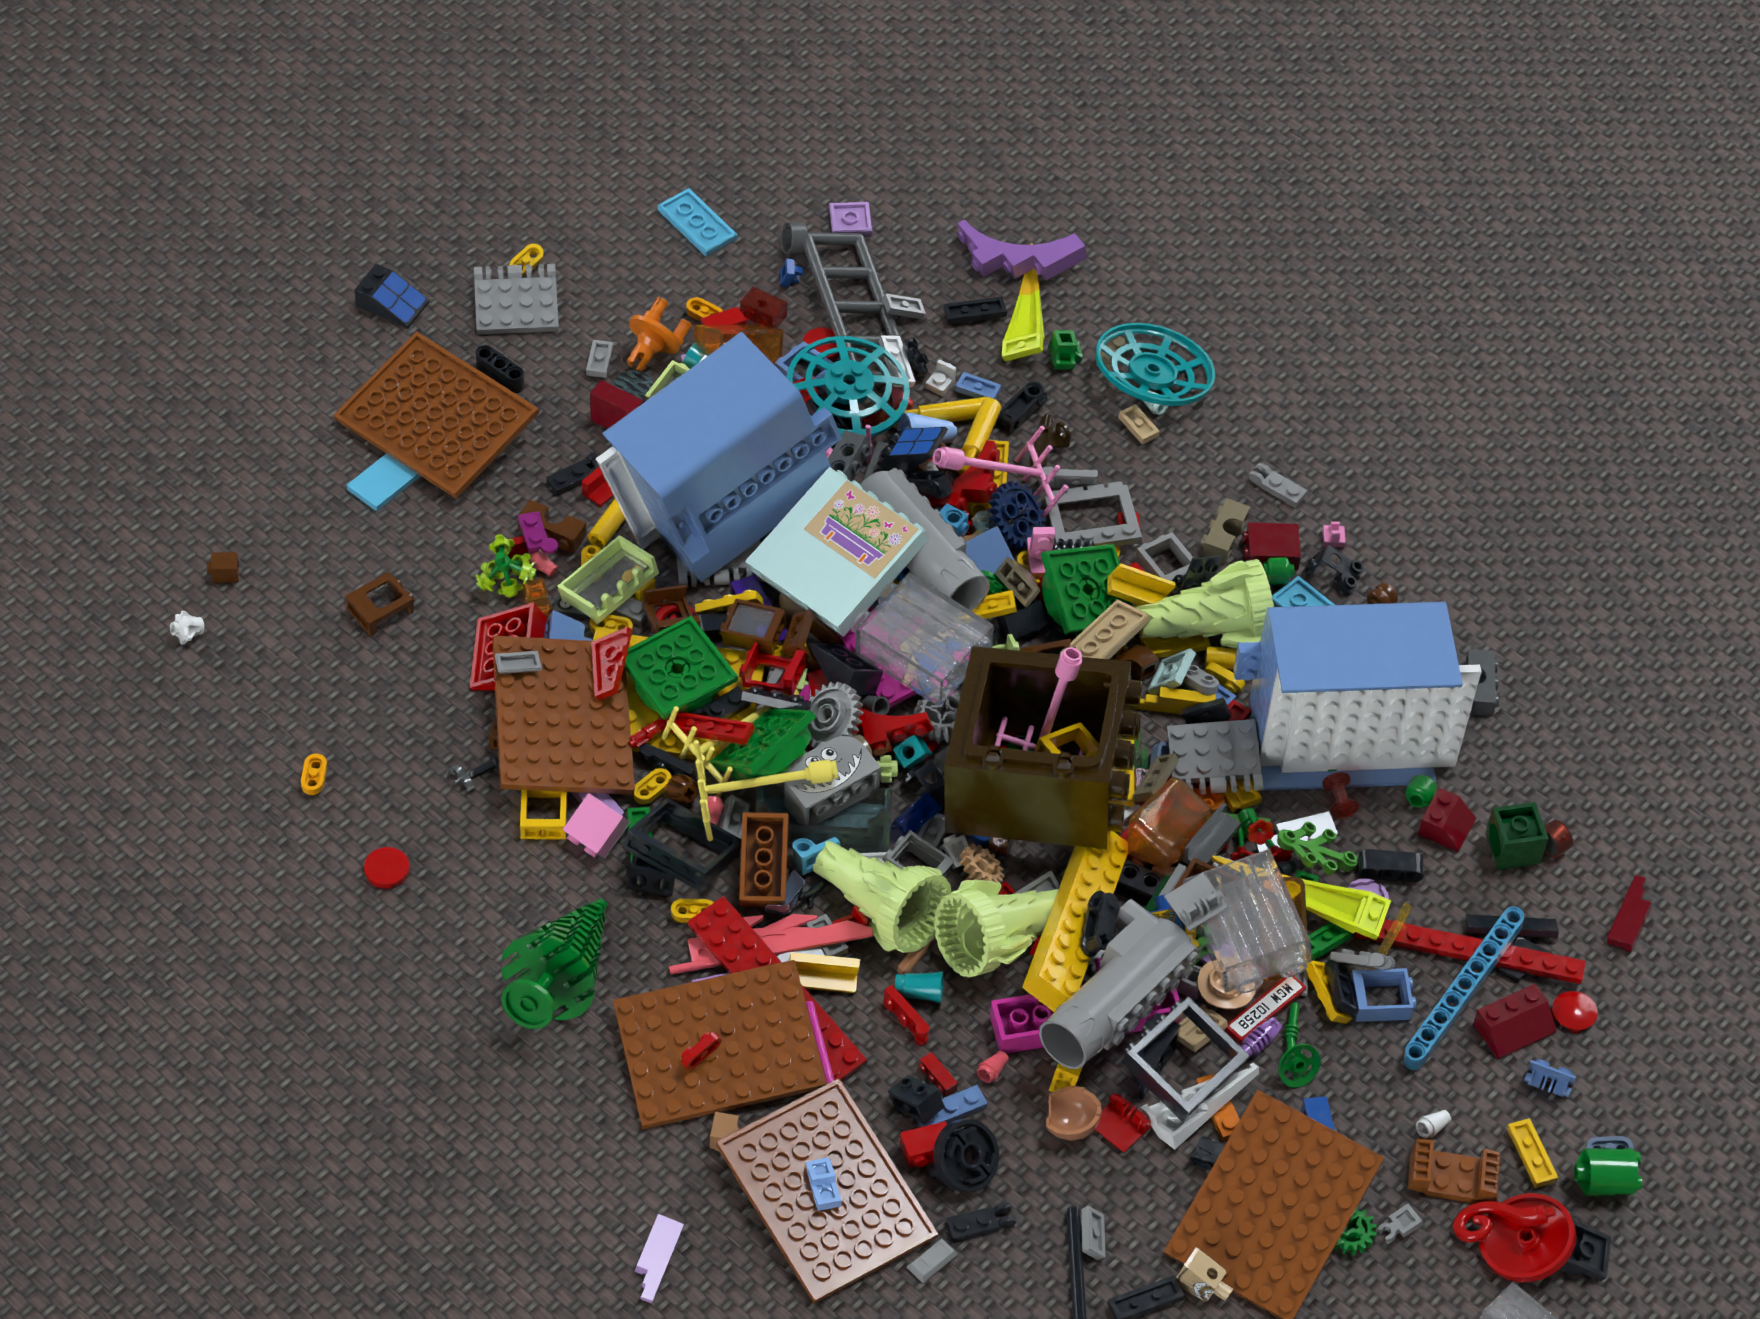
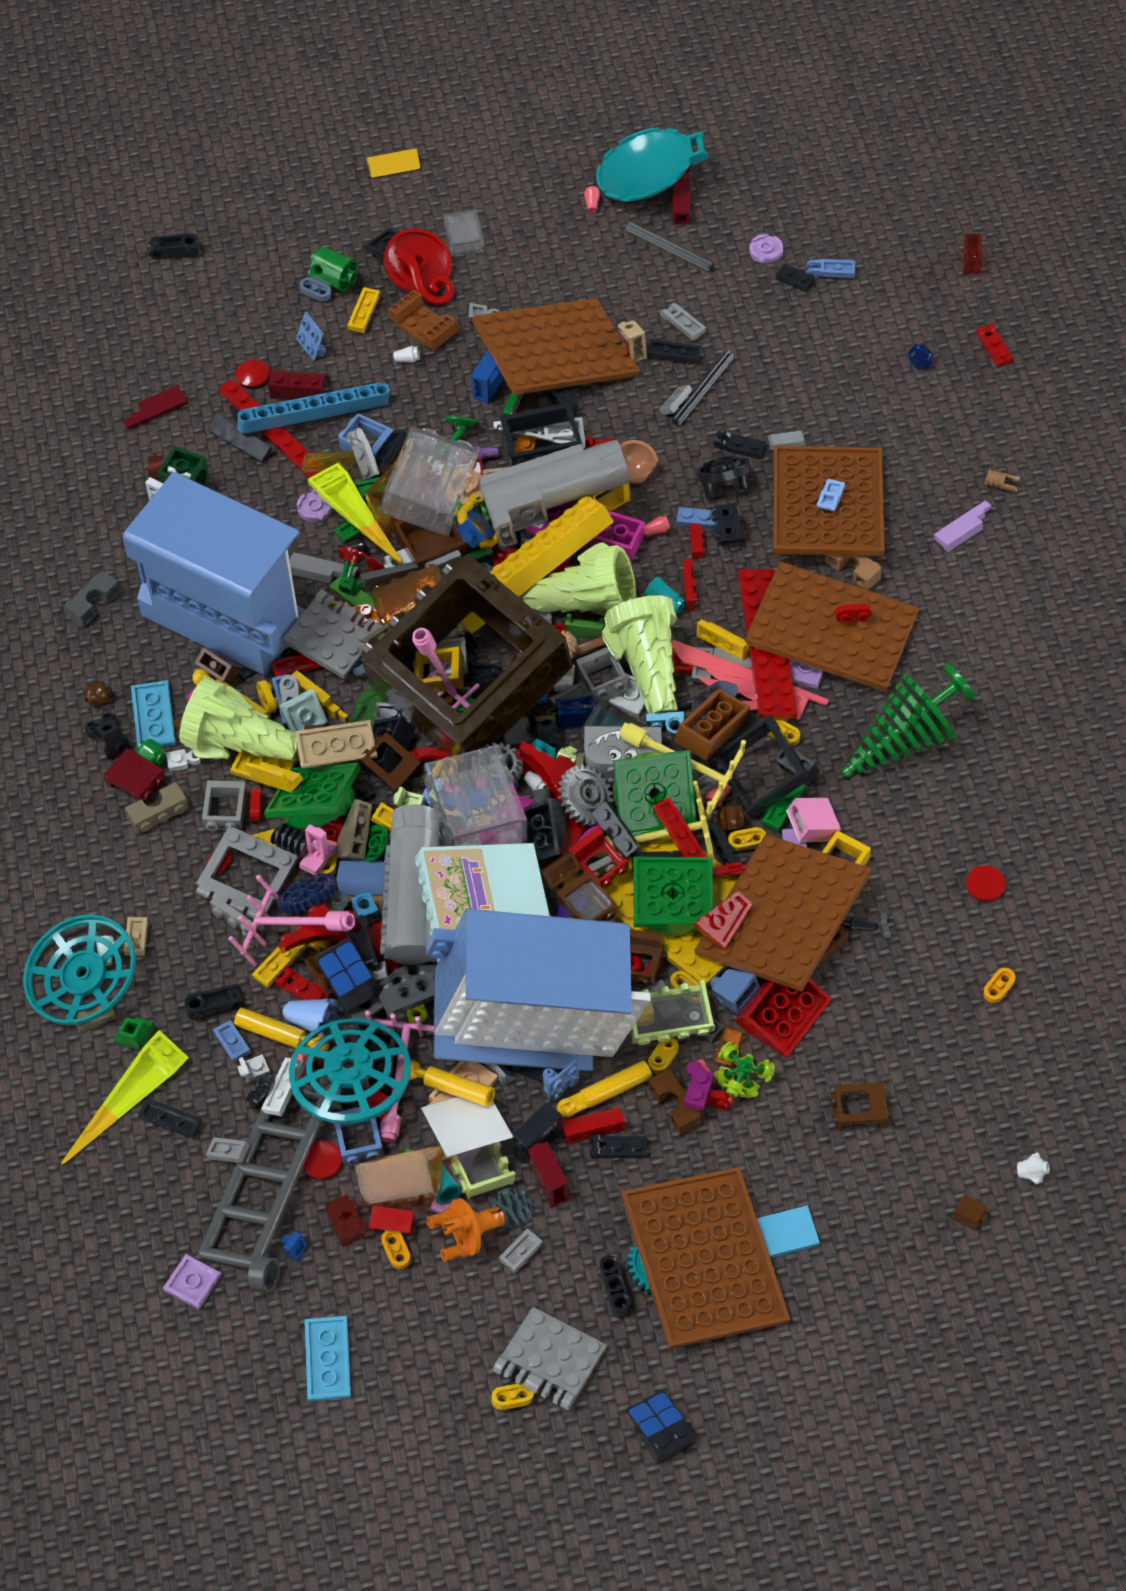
camera: 140 degrees left, 5 degrees up
(518, 662) = (797, 948): light grey tile -> none
(820, 1042) = (765, 586): dark pink bar -> none
(919, 1144) = (744, 495): red brick -> none
(980, 429) = (280, 973): yellow piece -> none
(1018, 259) = (73, 1122): medium lavender arch -> none
(1048, 437) = (217, 964): dark brown piece -> none
(1099, 922) = (528, 530): black piece -> none
(1196, 901) = (460, 492): light grey hinge -> none
(1199, 571) = (219, 769): black hinge -> none
(1207, 712) = (301, 665): black plate -> none
(1278, 485) = (79, 826): light grey hinge -> none
(1291, 840) = (336, 547): bright green plant -> none
(1334, 535) = (79, 765): bright pink tile -> none
(1390, 865) = (279, 511): black beam -> none

